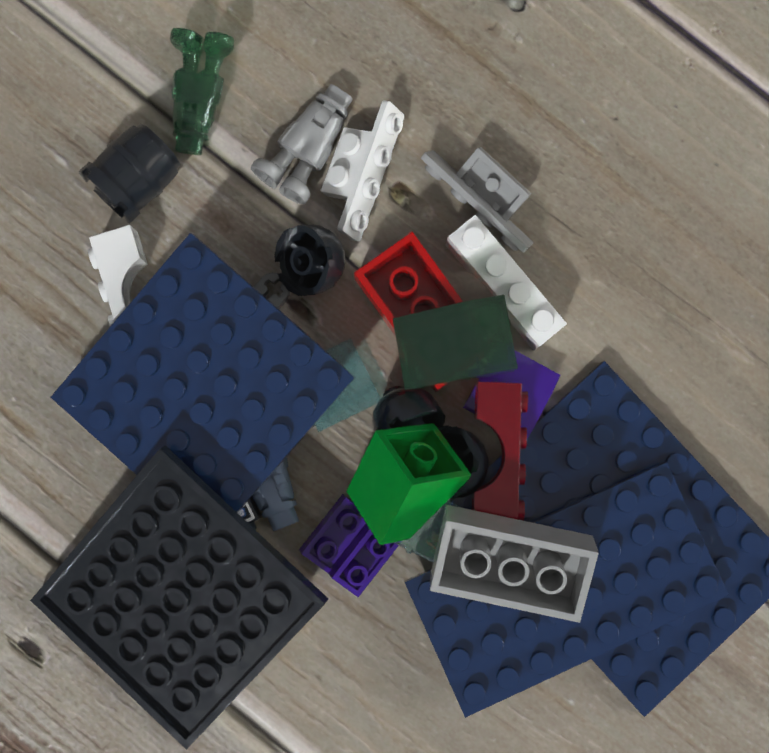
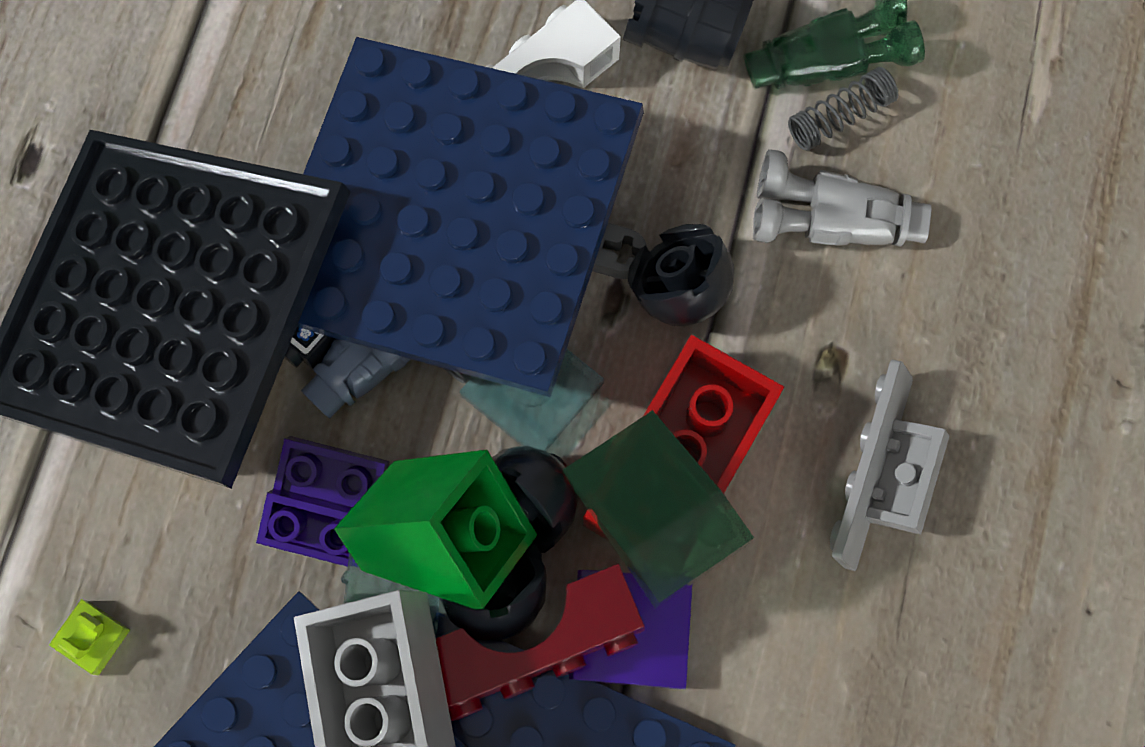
camera: 70 degrees right, 10 degrees down
(240, 76) = (880, 88): none -> dark grey piece
(360, 167) = (839, 293): white bracket -> none
(371, 723) = (89, 637): none -> lime tile
(495, 268) = (778, 552): white arch -> none

